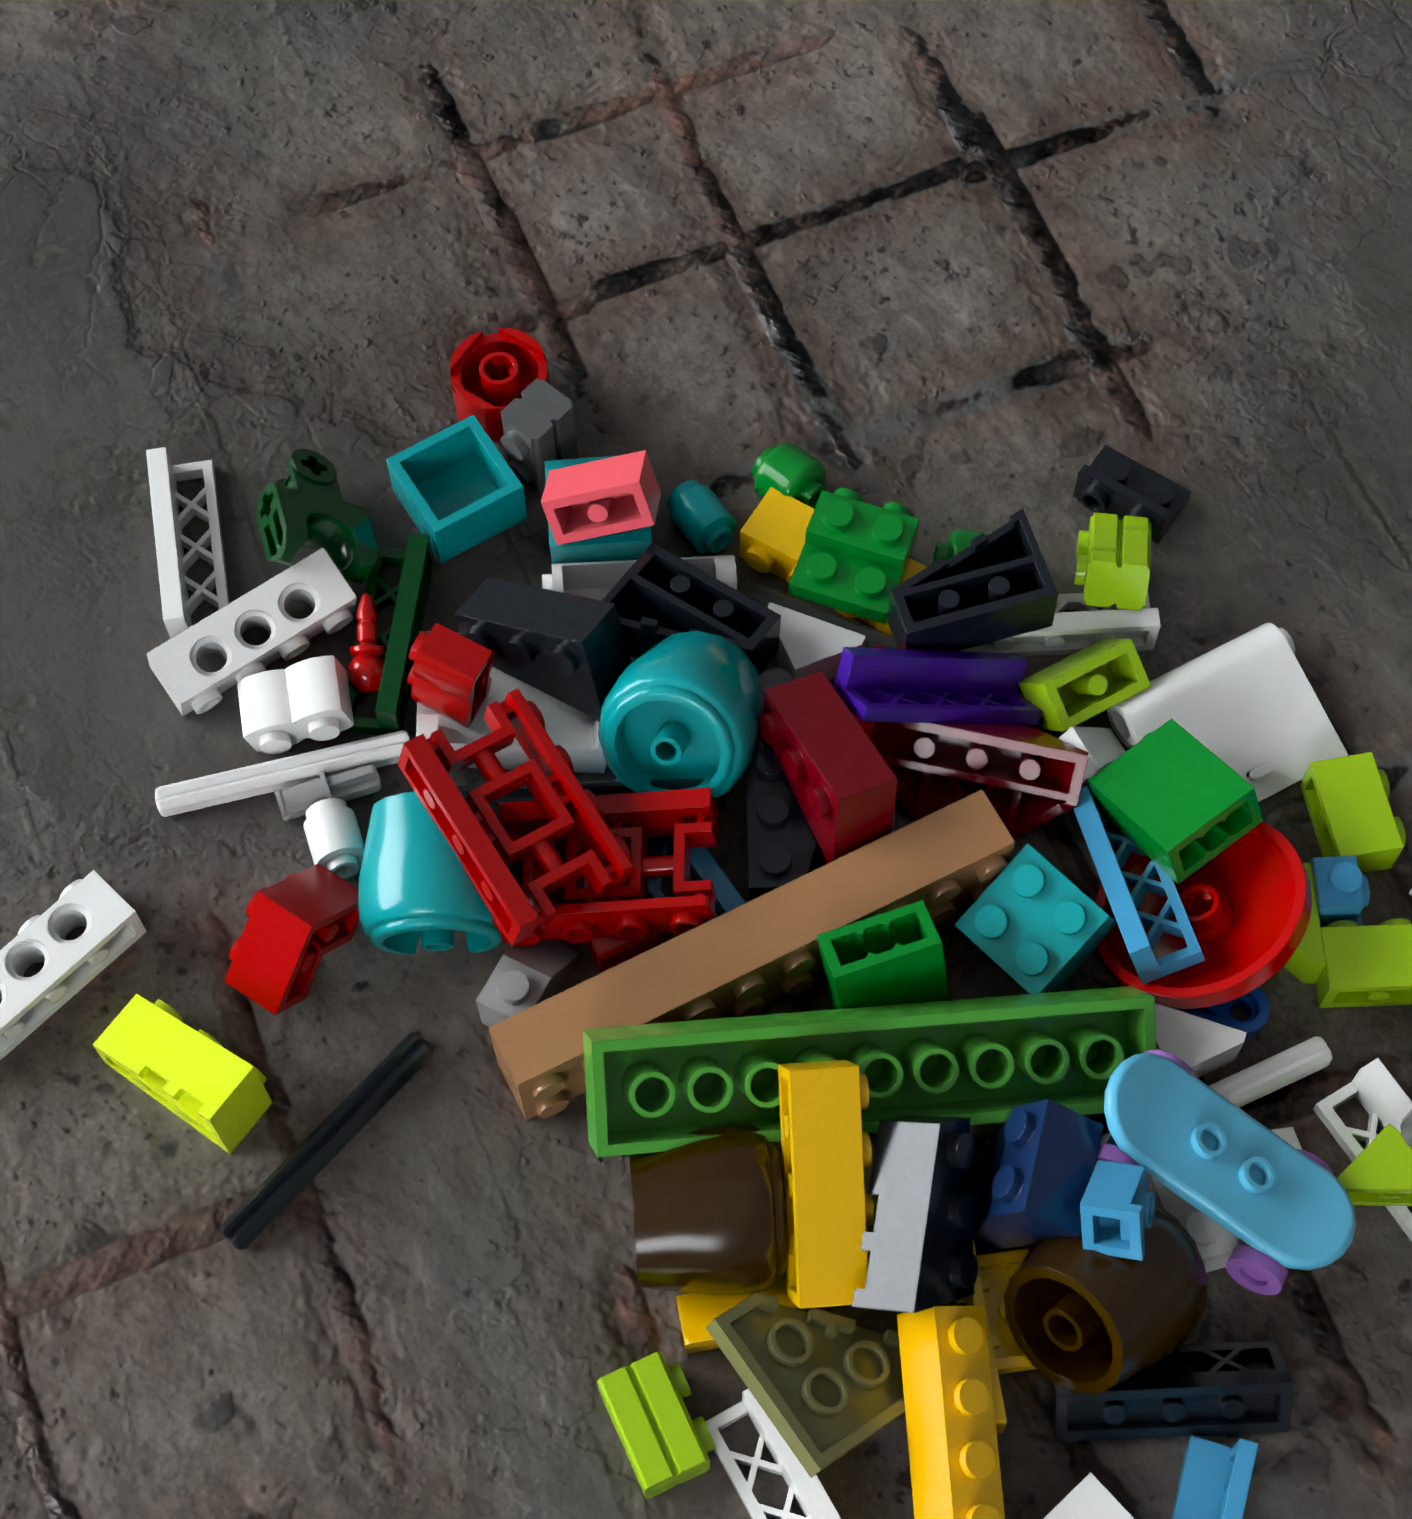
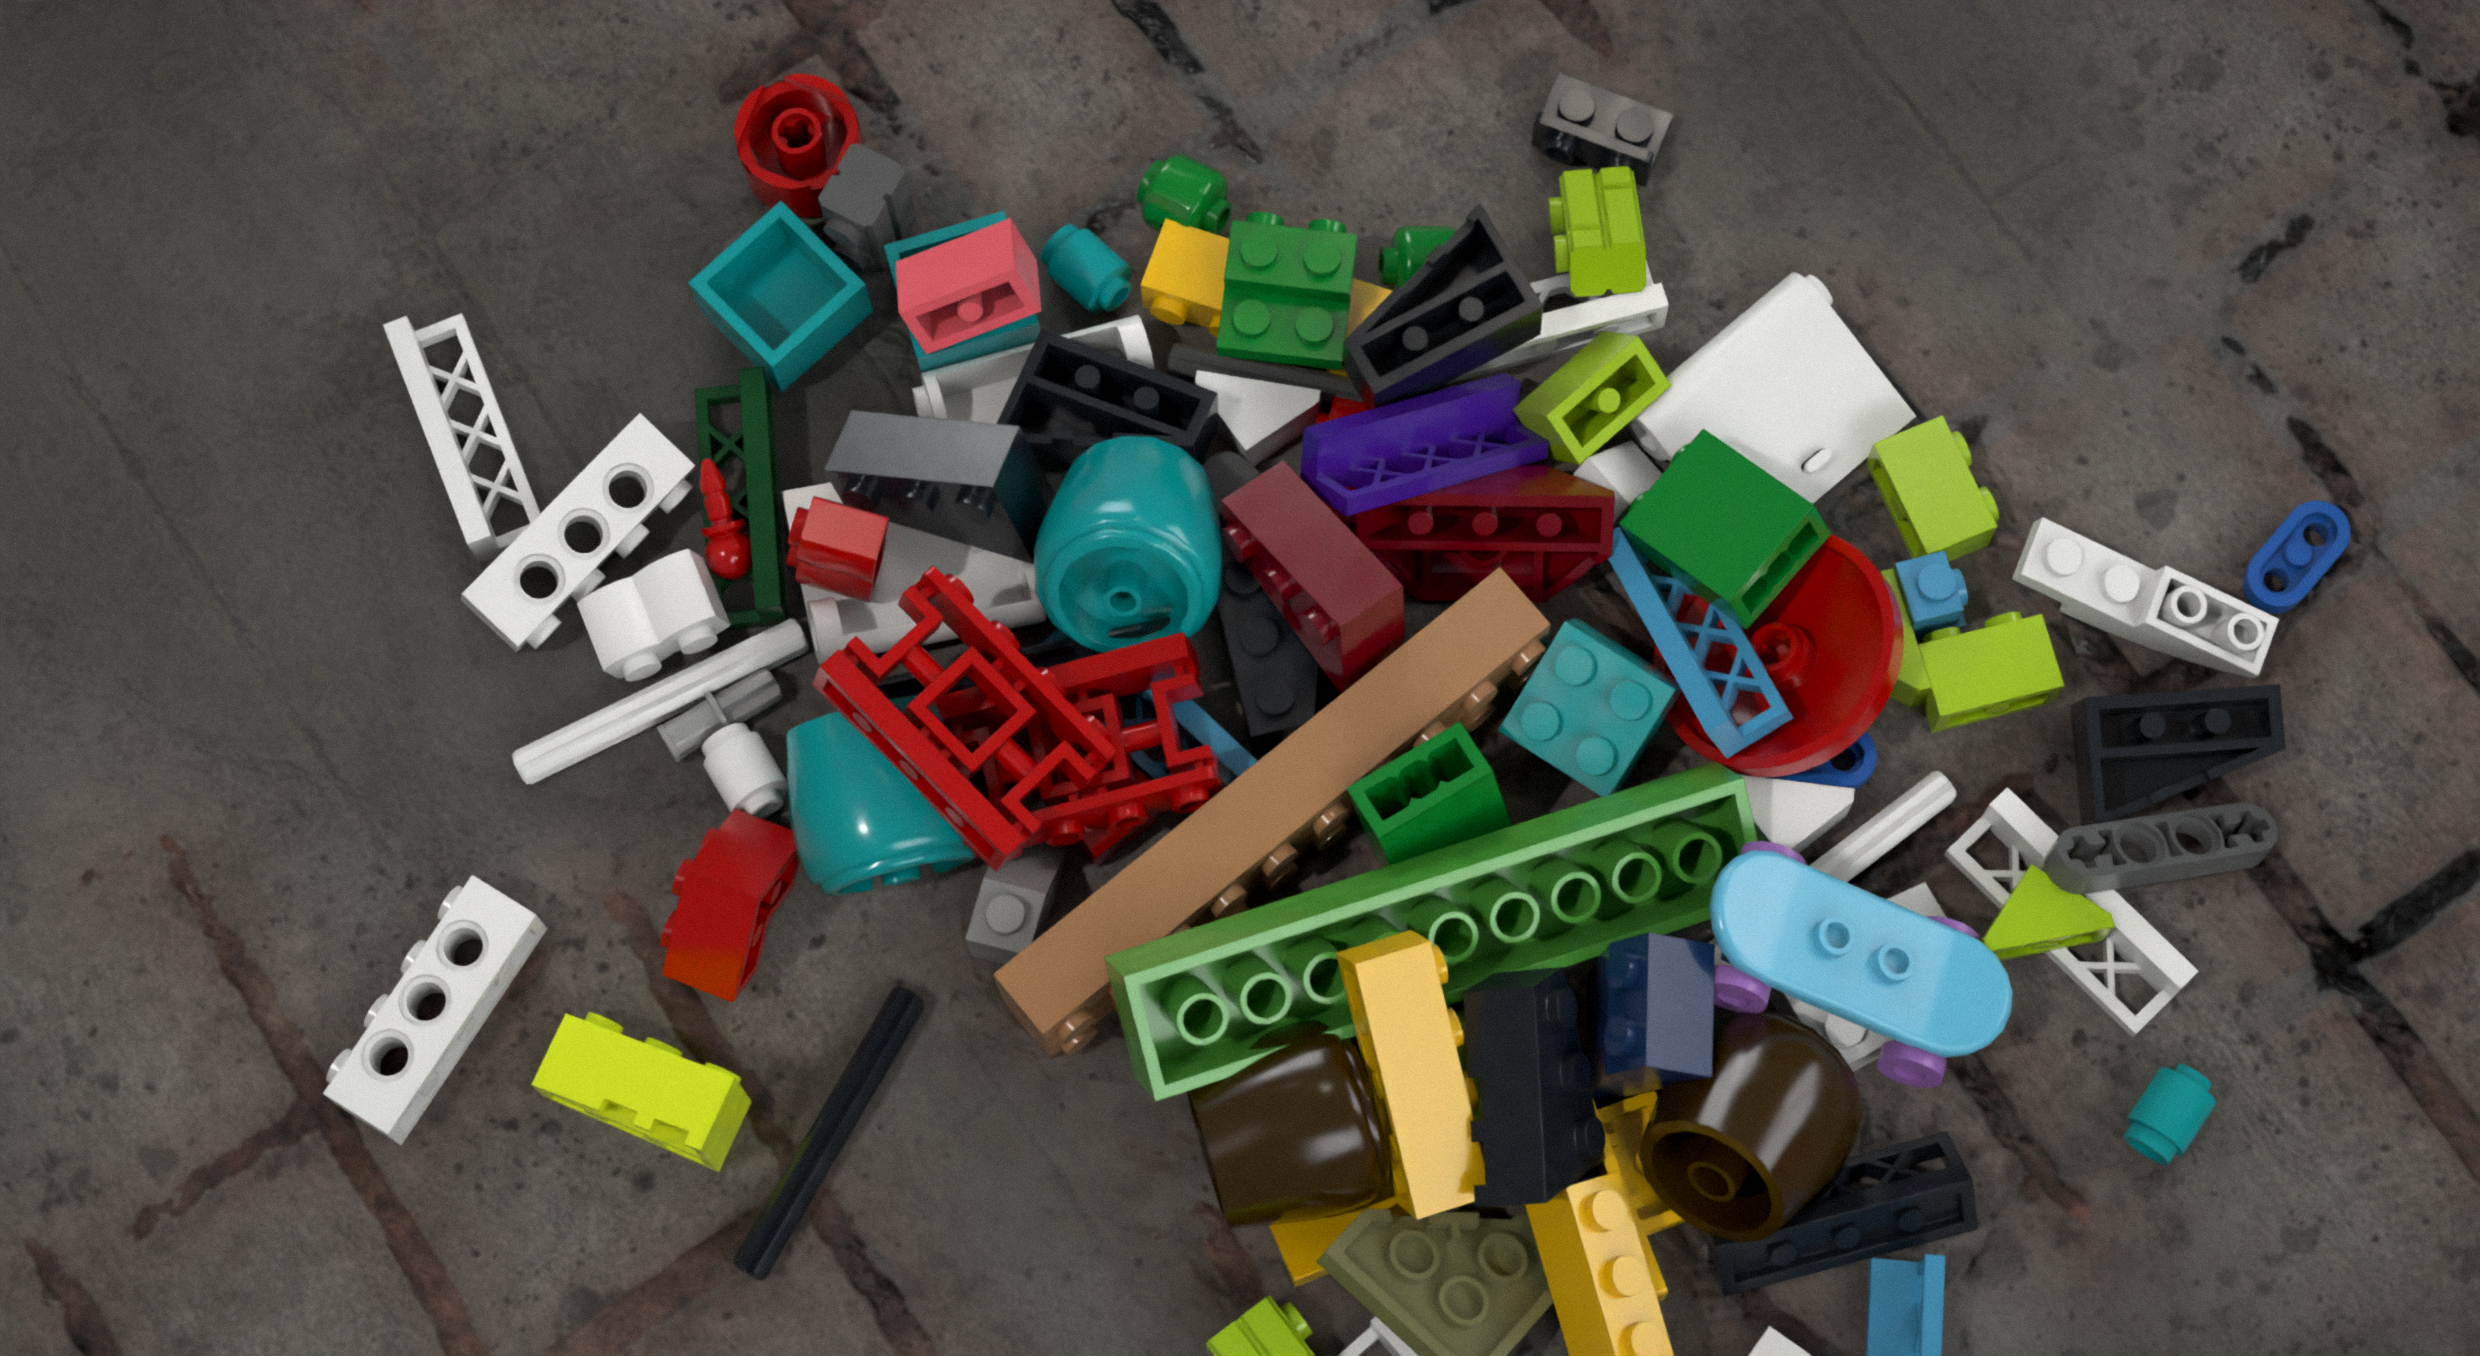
camera: 10 degrees left, 10 degrees up
(312, 513) = (606, 367): dark green piece -> none
(1117, 1210) = (1747, 1040): dark azure brick -> none

